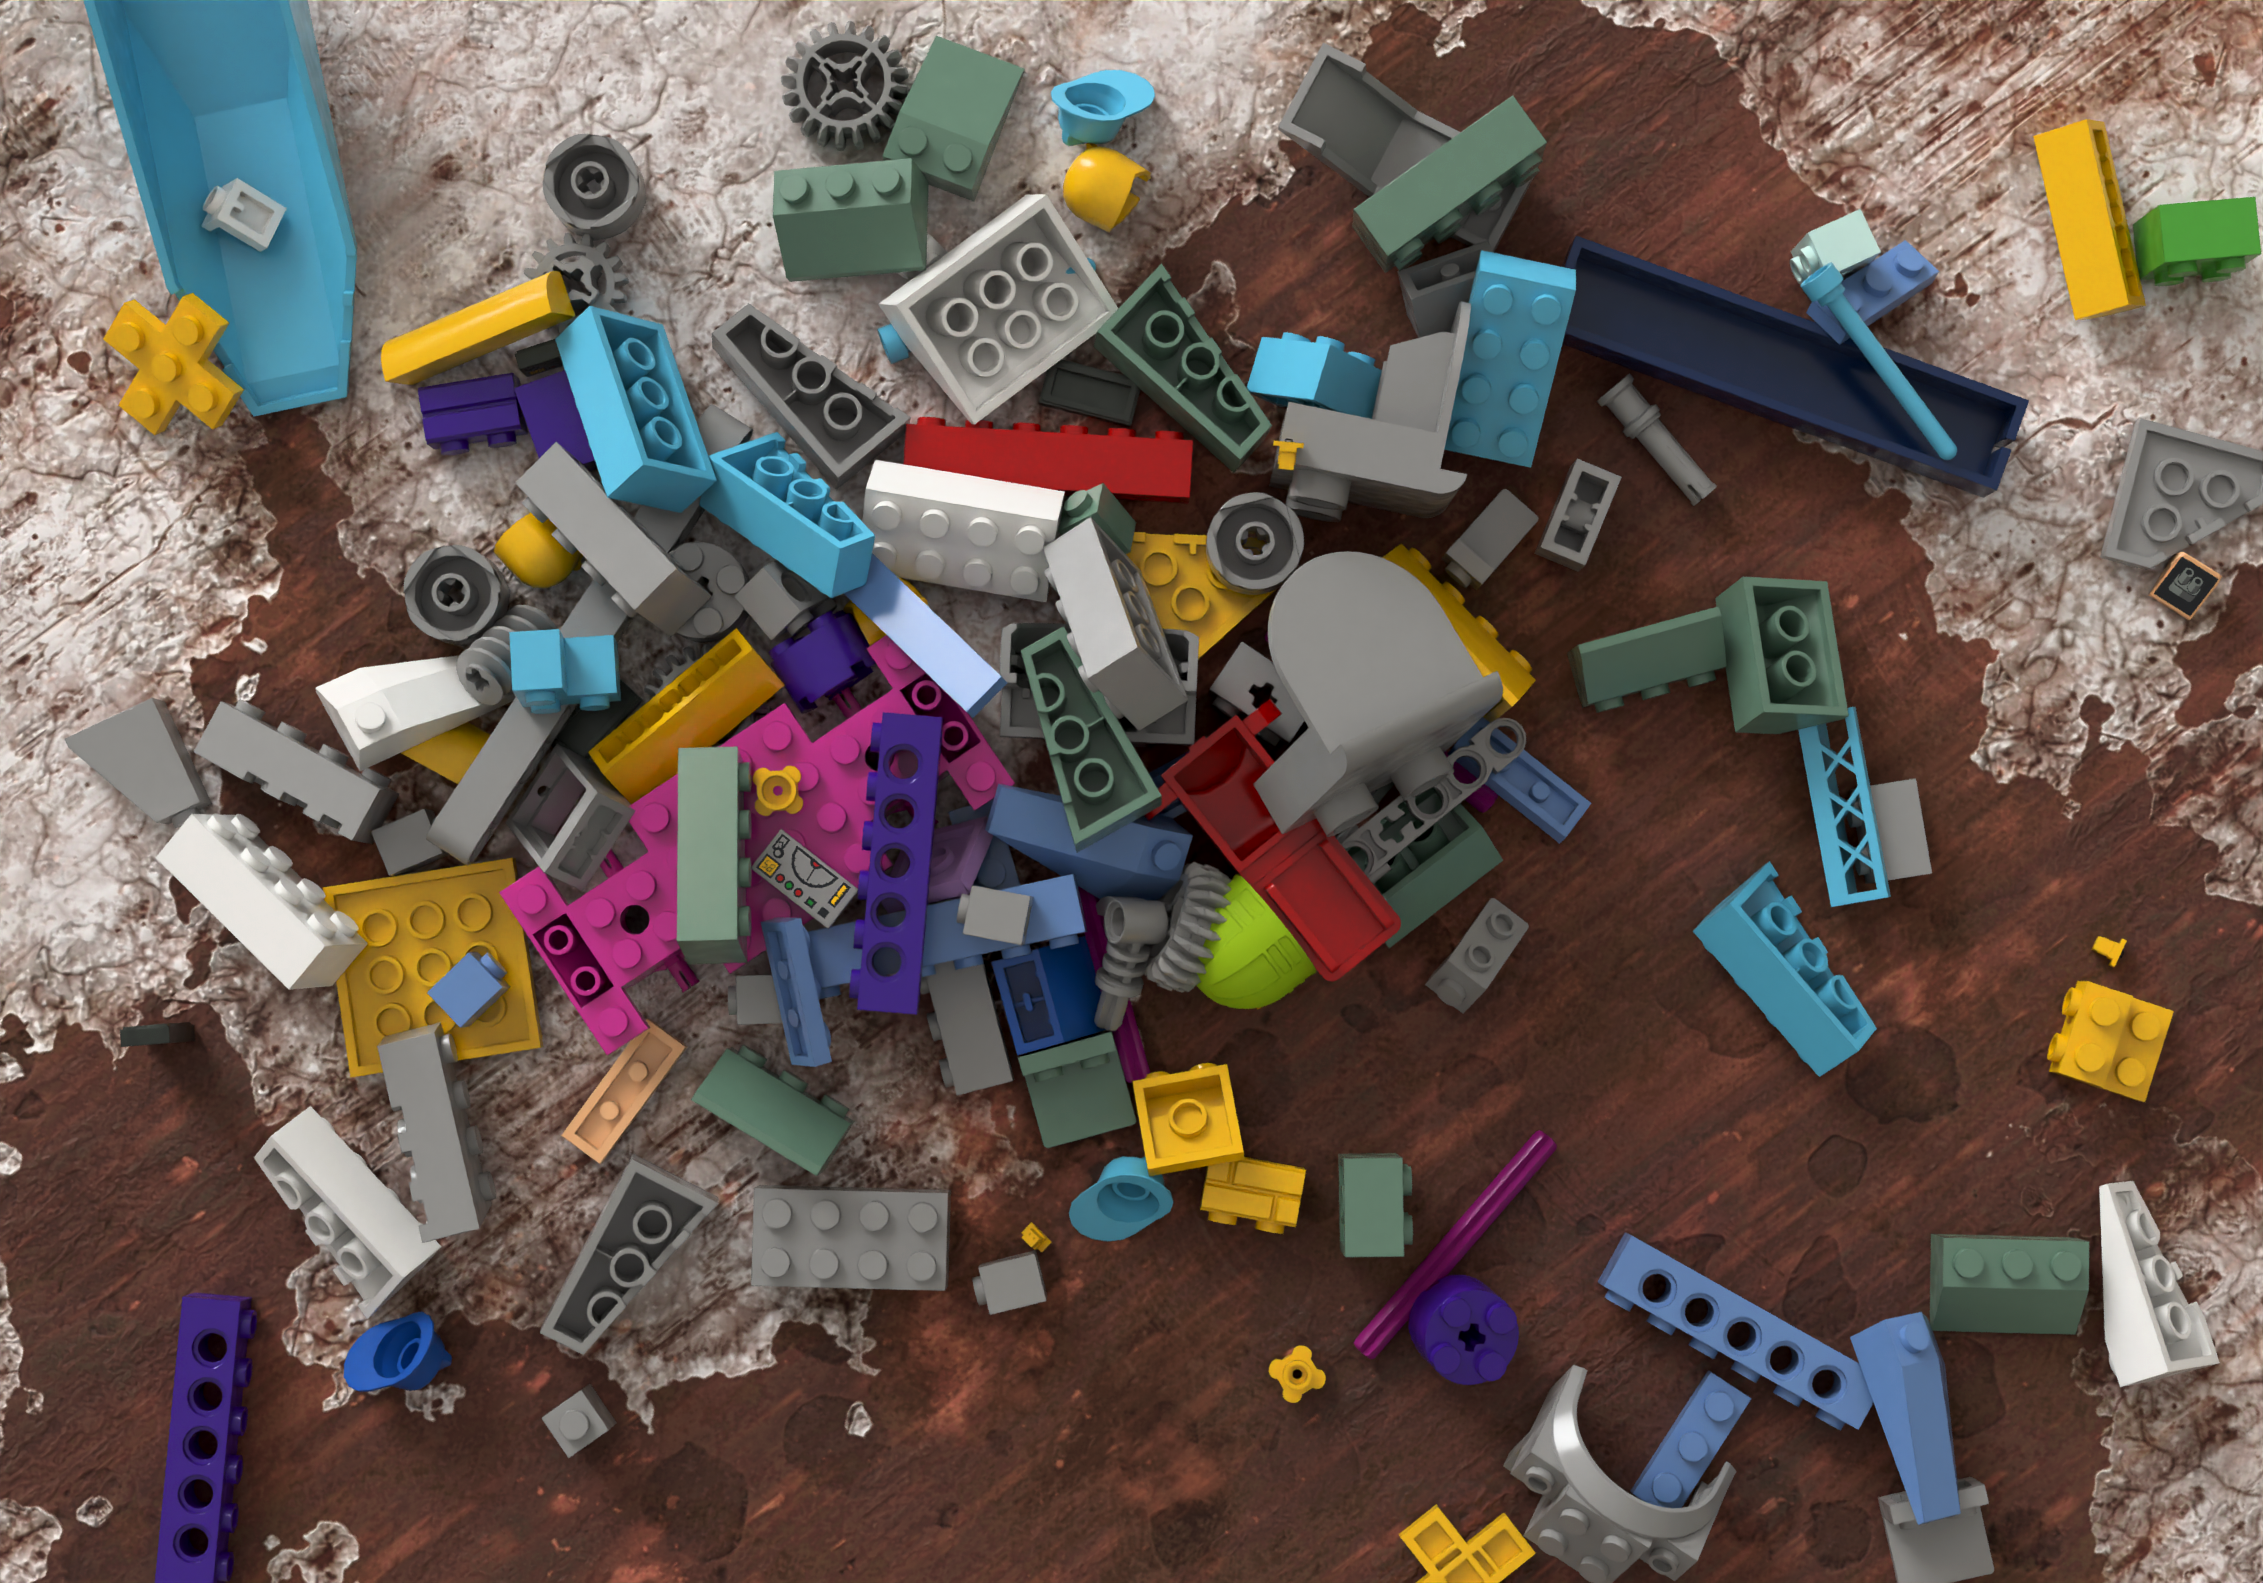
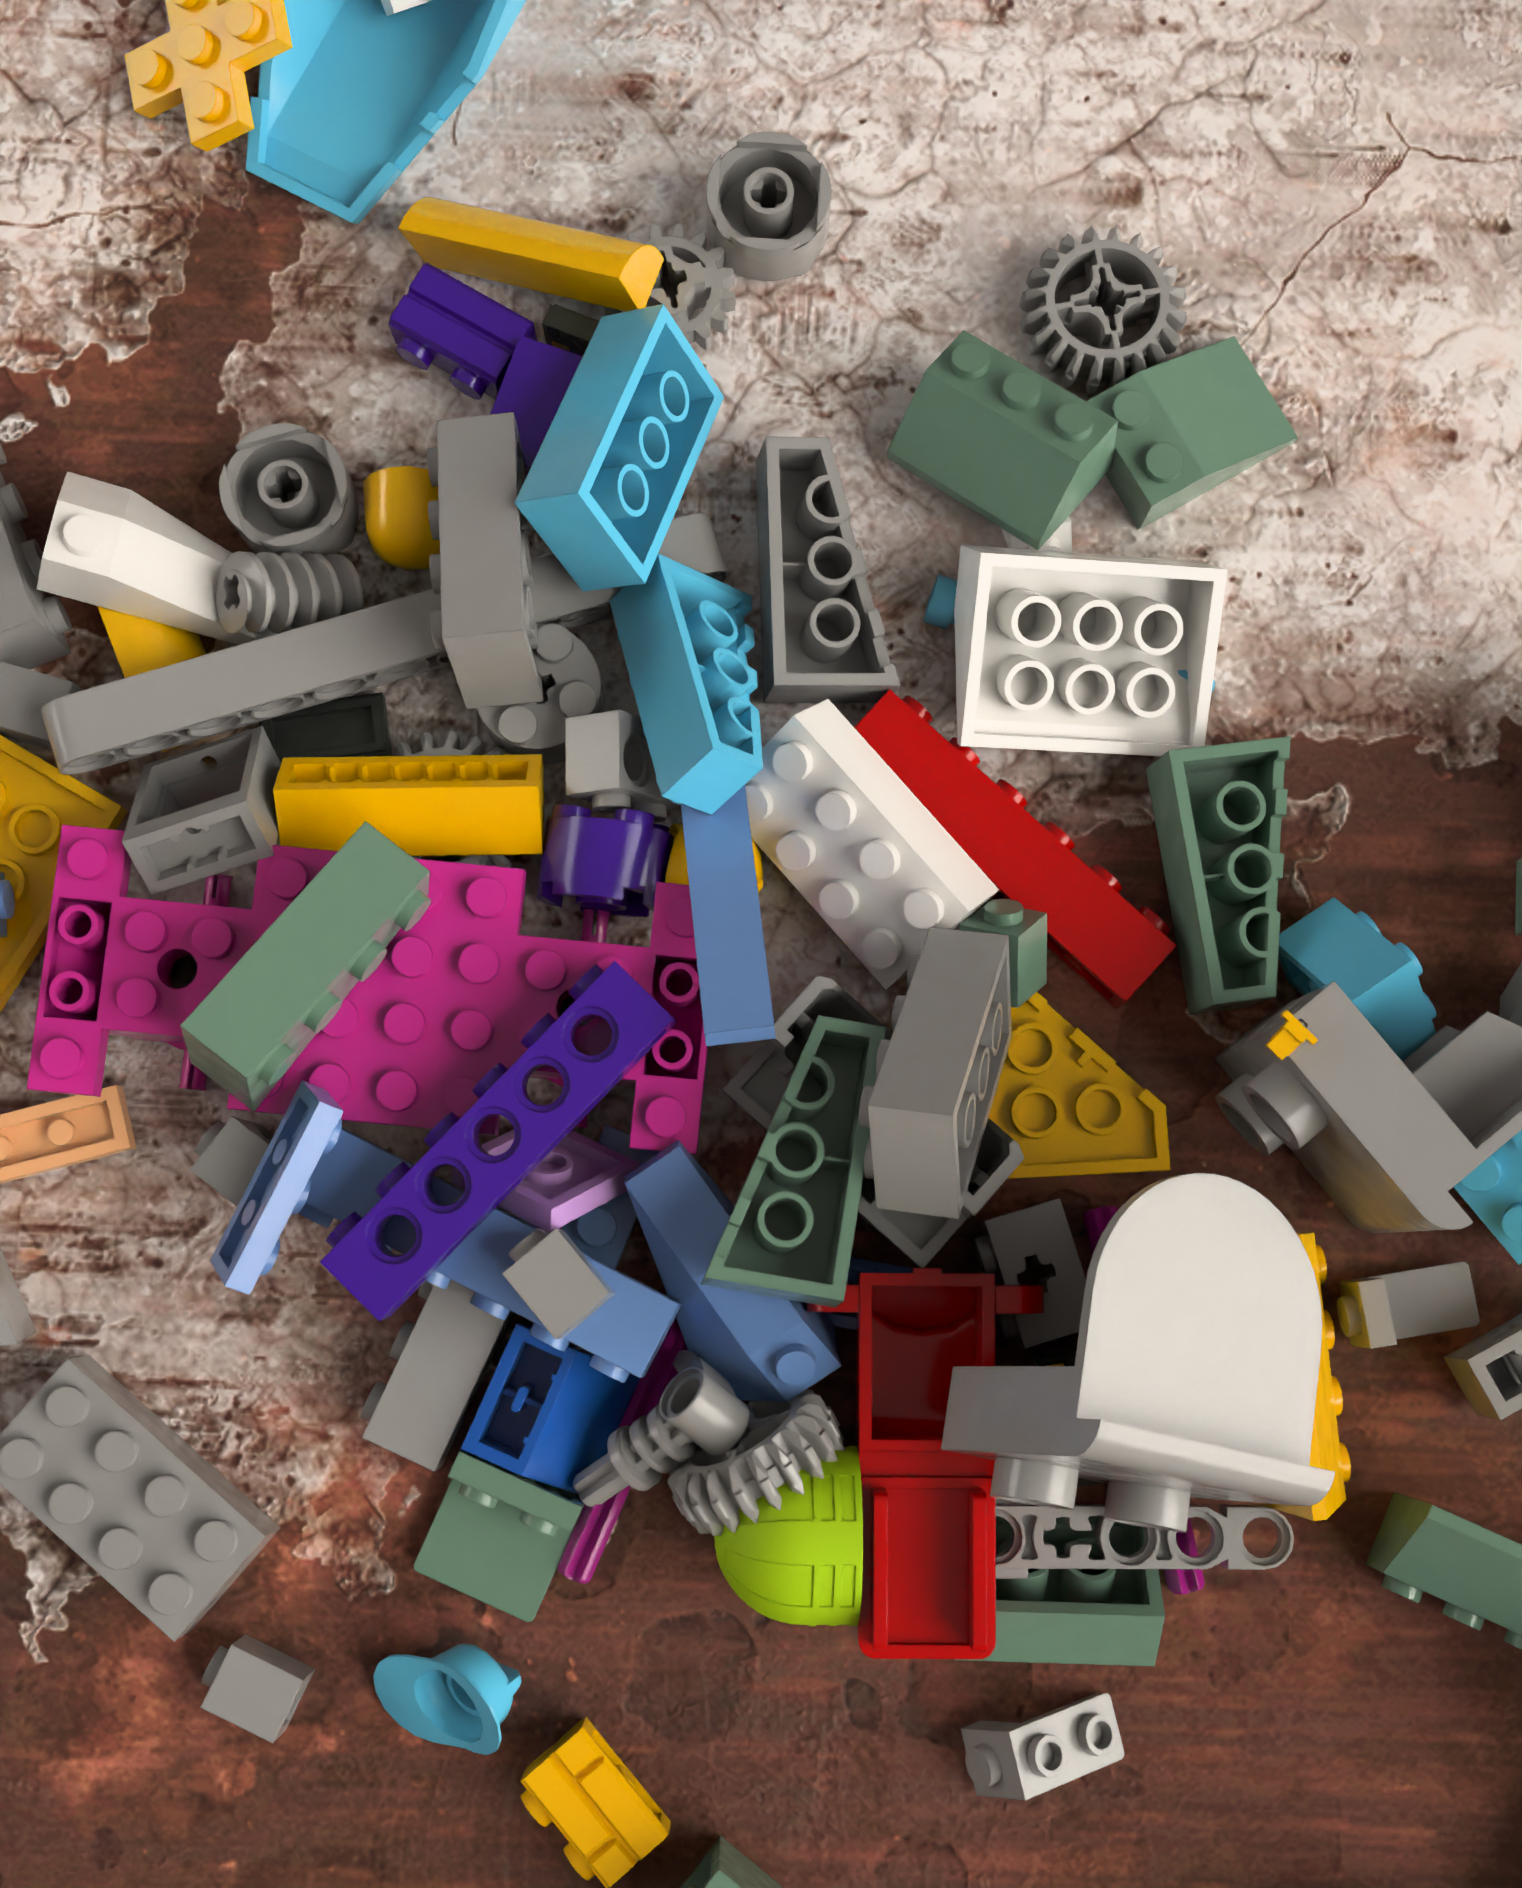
camera: 35 degrees right, 5 degrees down
(564, 670) = (309, 639): medium azure brick -> none
(768, 780) = (431, 936): yellow plate -> none
(774, 1109) = (160, 1291): sand green slope -> none
(805, 878) = (387, 1072): light grey tile -> none
(1035, 1238) = (324, 1656): yellow piece -> none
(1090, 392) = (1104, 813): pearl dark grey tile -> none
(1099, 104) = (1347, 531): medium azure piece -> none
(1100, 186) = (1285, 609): yellow helmet -> none
(1188, 1119) = (587, 1670): yellow plate -> none
(1269, 521) = (1191, 1093): light grey brick -> none
(1528, 786) = (1245, 1614): medium blue plate -> none

